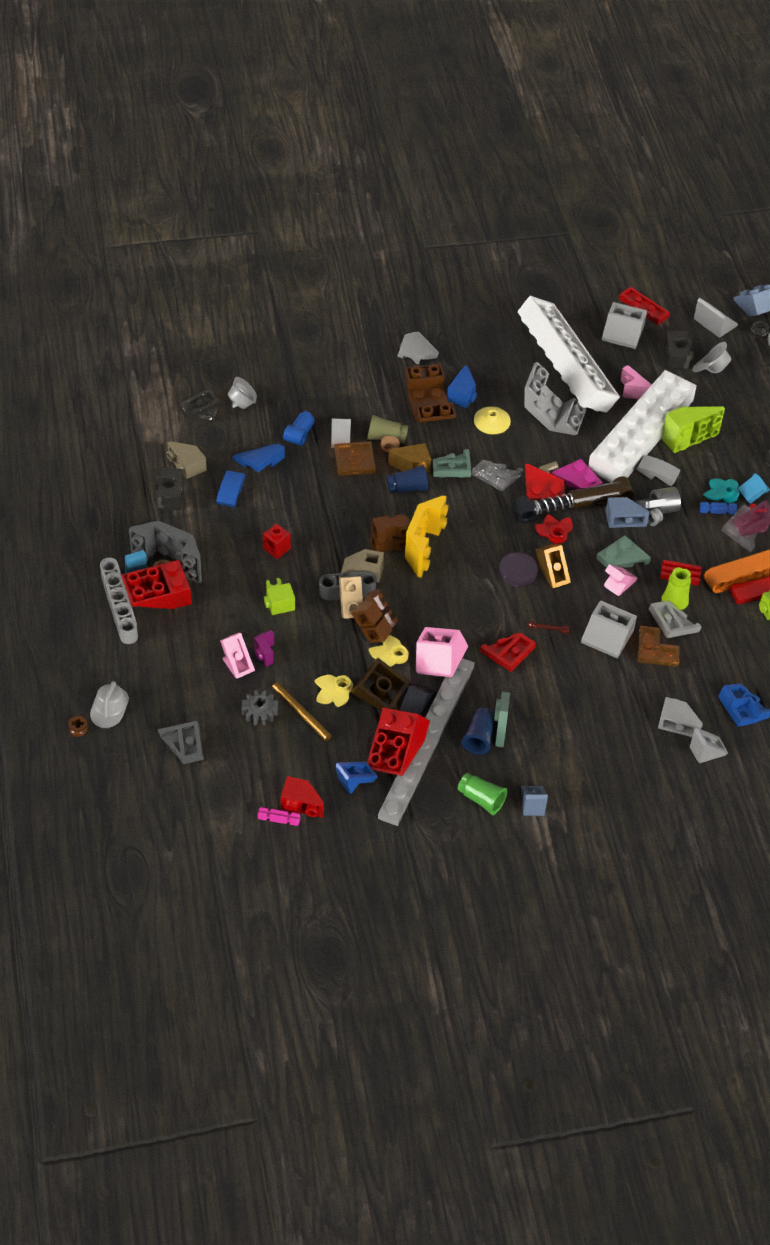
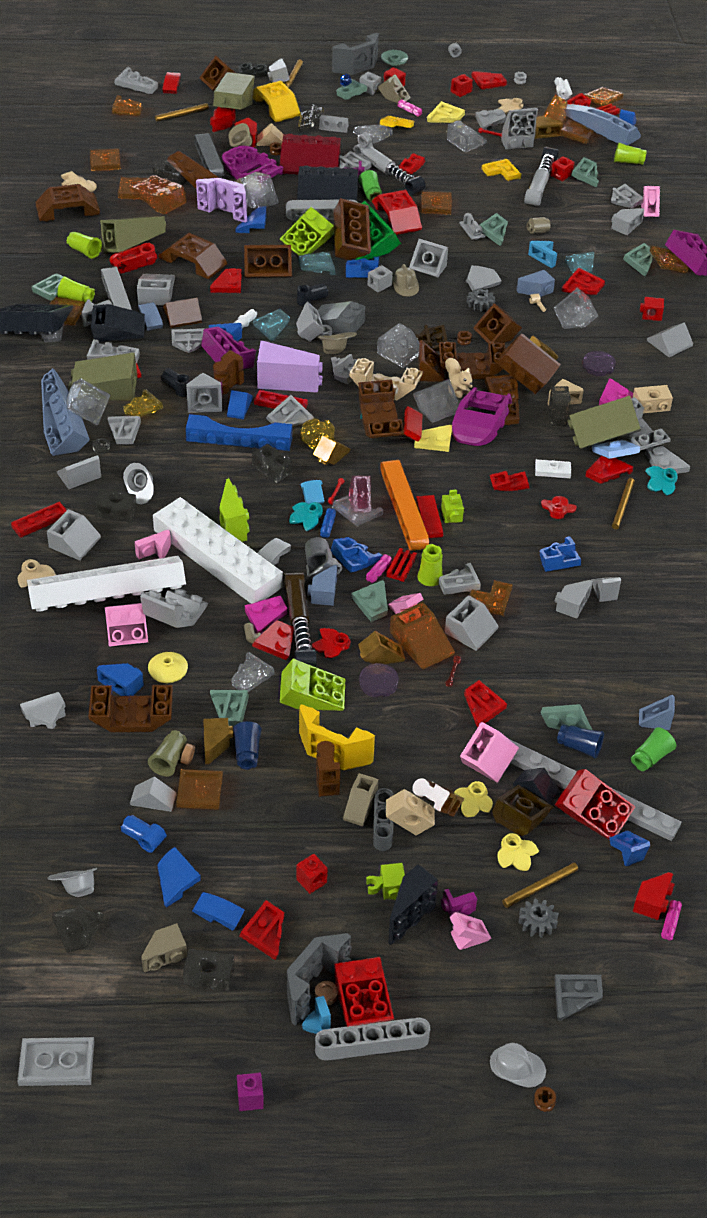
camera: 80 degrees left, 5 degrees down
(60, 527) = (250, 1091): none -> magenta brick
(80, 417) = (56, 1061): none -> light grey tile
(216, 520) = (265, 929): none -> red wing
(251, 605) = (413, 900): none -> black slope
(490, 518) = (311, 687): none -> lime slope
(519, 376) = (126, 624): none -> bright pink slope
(572, 314) = (37, 572): none -> tan plate
(580, 591) = (421, 635): none -> clear orange slope
(667, 554) = (378, 568): none -> dark pink axle
(680, 532) = (353, 555): none -> blue slope

